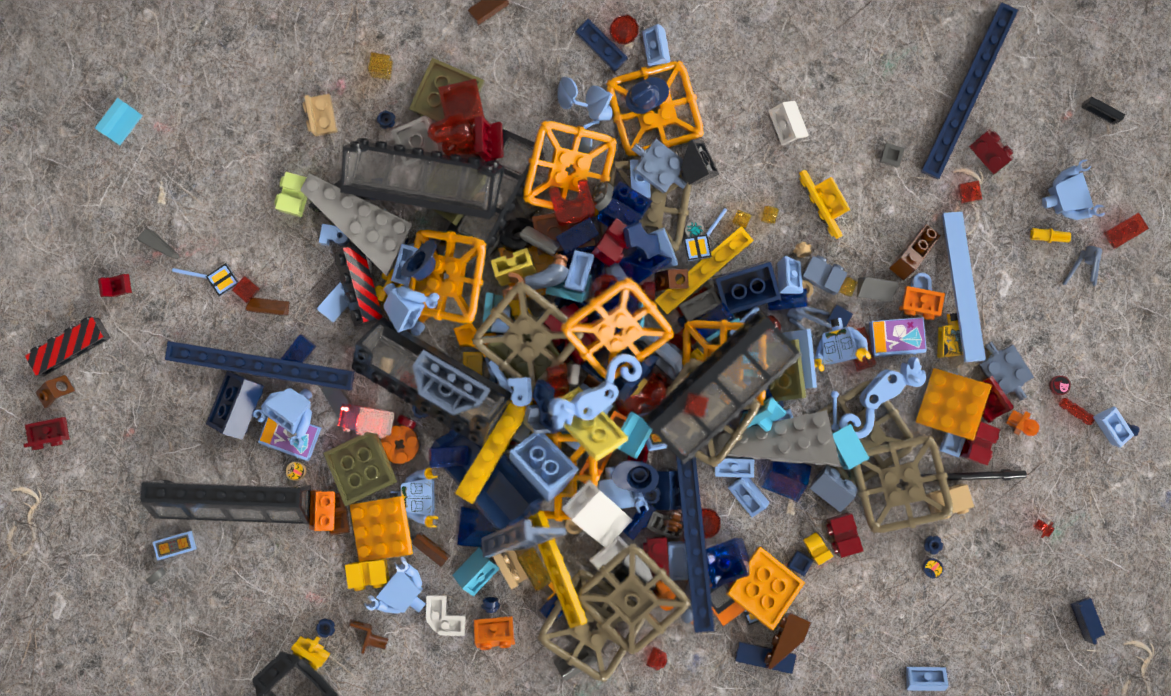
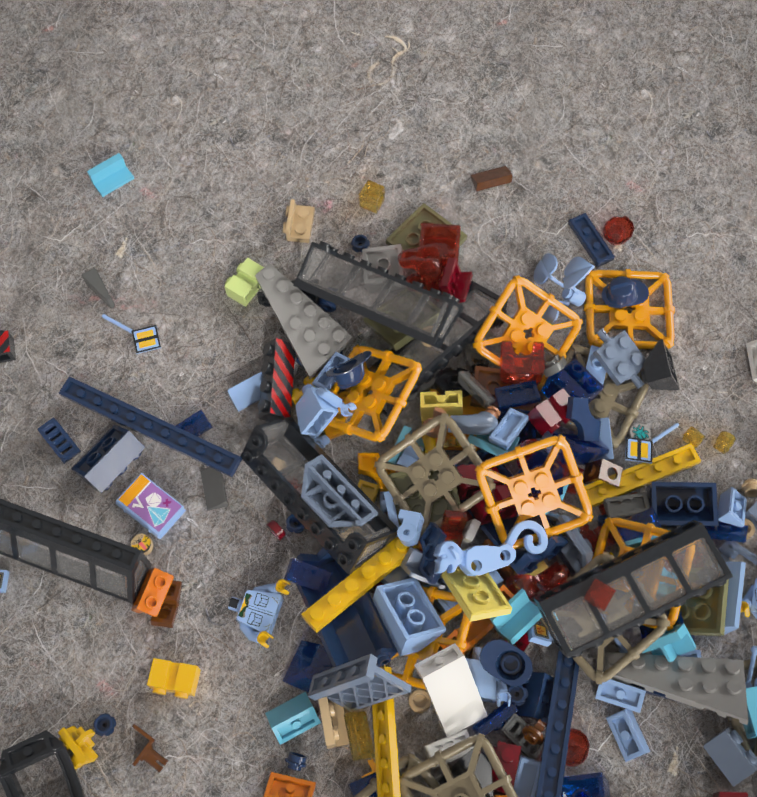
camera: 20 degrees right, 20 degrees down
(114, 286) = (42, 312): dark red bracket -> none
(181, 408) = (52, 429): none -> dark blue slope
(246, 289) = (165, 354): clear red tile -> none
(268, 306) = (180, 377): reddish brown slope -> none
(288, 410) = (160, 478): light blue torso -> none
(332, 233) = (270, 328): light blue leg -> none
(360, 467) = (210, 560): olive plate -> none
(366, 420) = (235, 509): clear red container -> none
(381, 529) = (207, 632): light orange plate -> none
(399, 591) = (202, 709): light blue torso -> none
(410, 442) = (259, 564): orange plate -> none
(430, 549) = (251, 675): reddish brown slope -> none
(440, 622) = (232, 758): white plate -> none
(656, 45) = (645, 254): light blue slope -> none
(787, 479) = (677, 728): clear blue slope -> none

